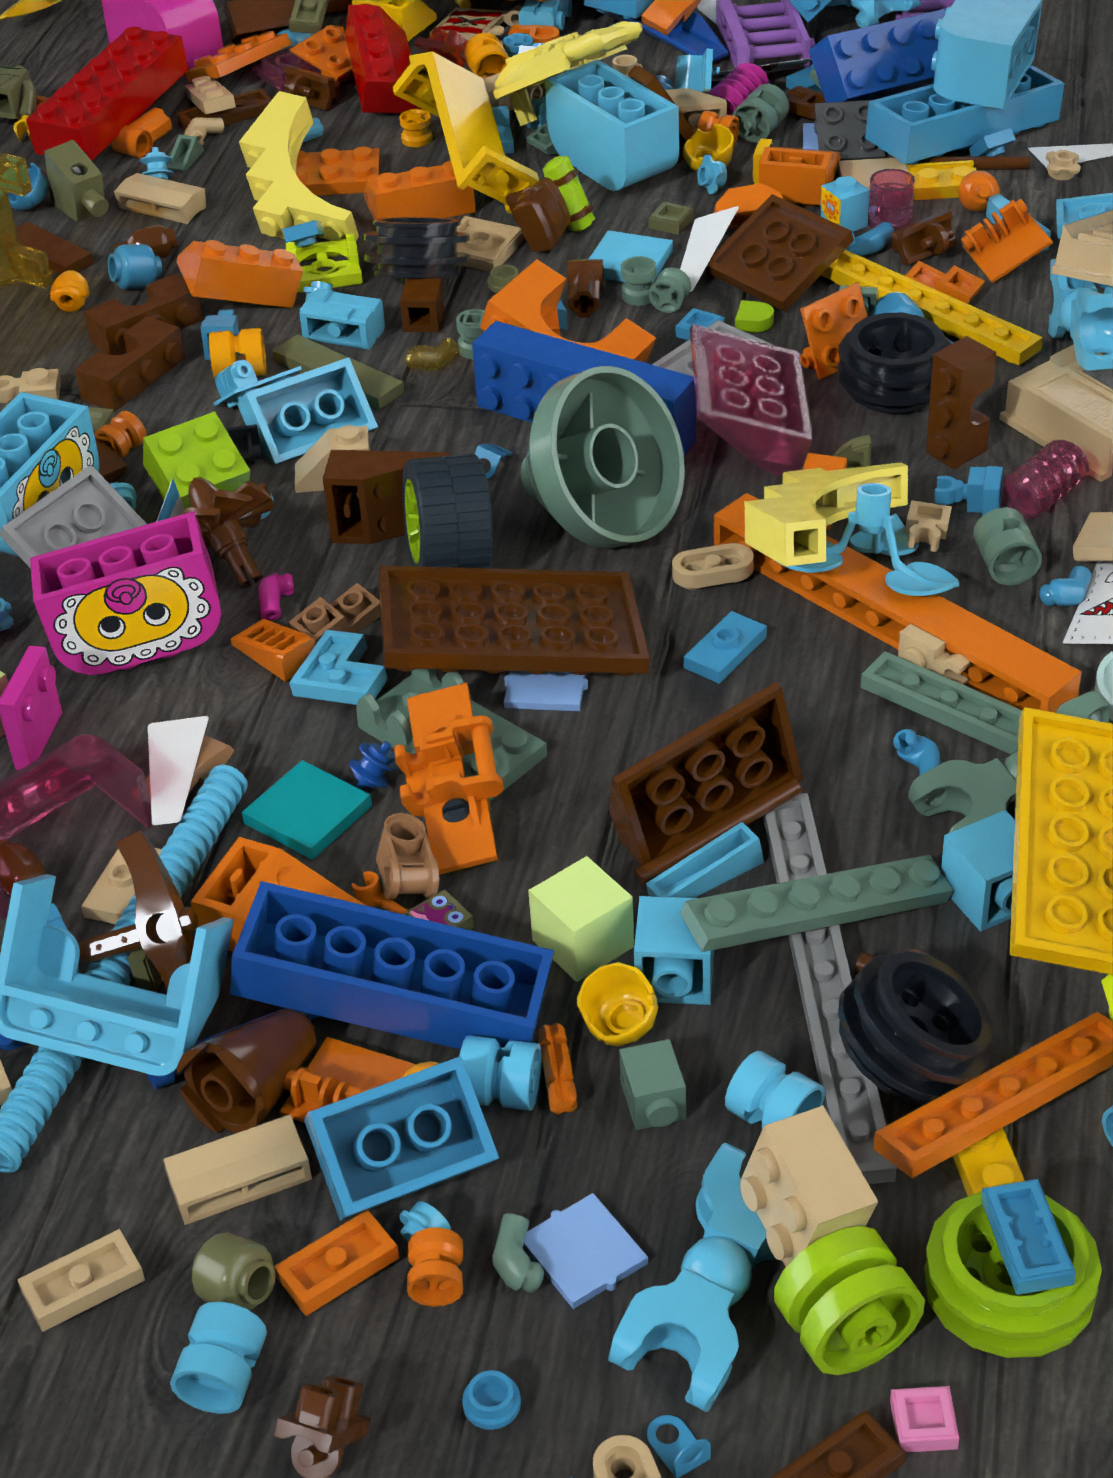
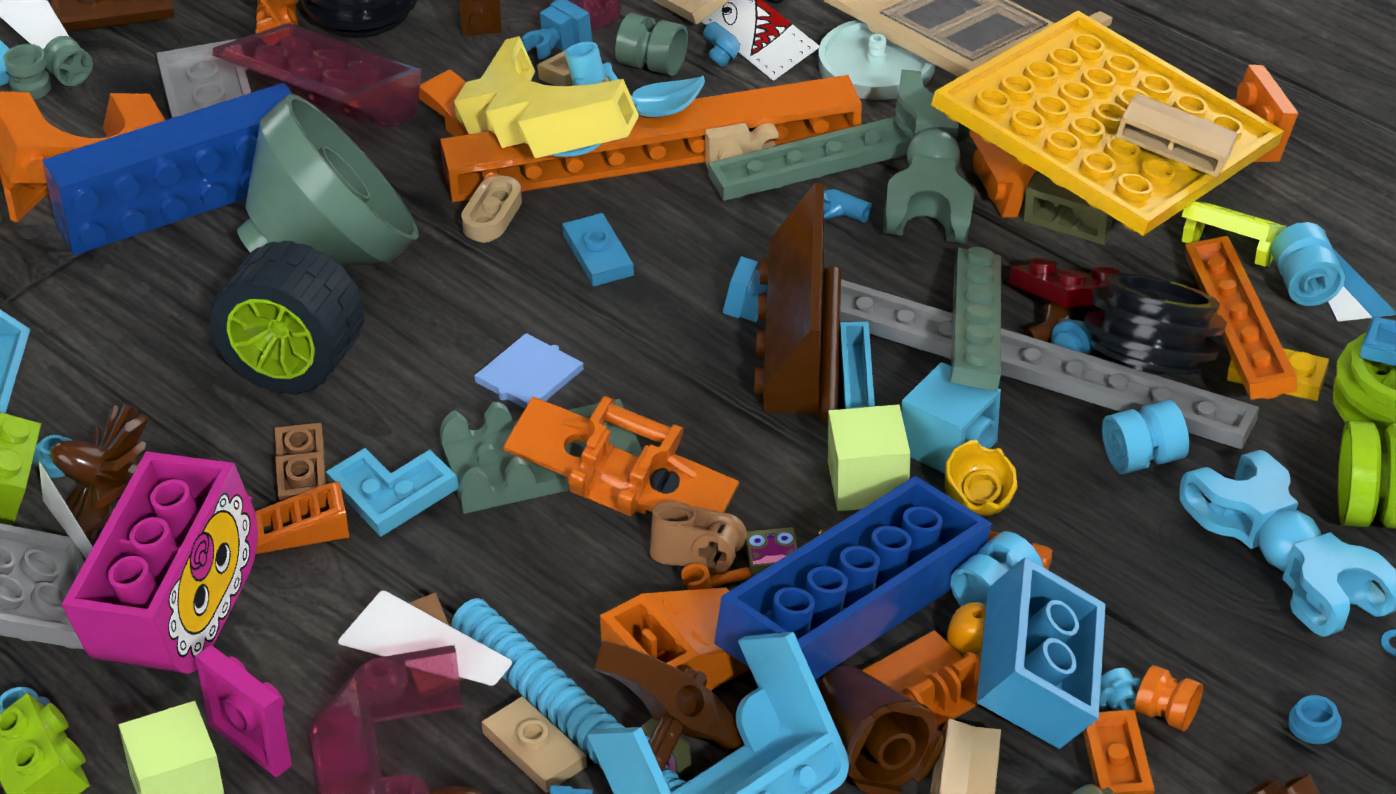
camera: 60 degrees left, 0 degrees up
(307, 809) = (551, 584): teal tile -> none
(312, 465) = (69, 371): tan slope -> none
(366, 494) = (173, 357): reddish brown slope -> none
(373, 765) = (547, 512): blue wheel -> none
(493, 454) = (175, 270): dark azure piece -> none
(510, 620) = (457, 345): reddish brown plate -> none
(510, 1258) = (1185, 654): sand green arm -> none
(584, 1250) = (1197, 615): light blue piece -> none
(653, 1084) = (1075, 498): sand green brick -> none
(698, 318) = (134, 72): dark azure tile -> none
(754, 316) = (161, 35): lime tile -> none
(804, 1183) = (1296, 433): tan brick -> none
(856, 451) = (440, 61): olive tile -> none
(942, 936) = (1059, 286): none -> dark red plate
(980, 869) = (1013, 217): medium azure head -> none

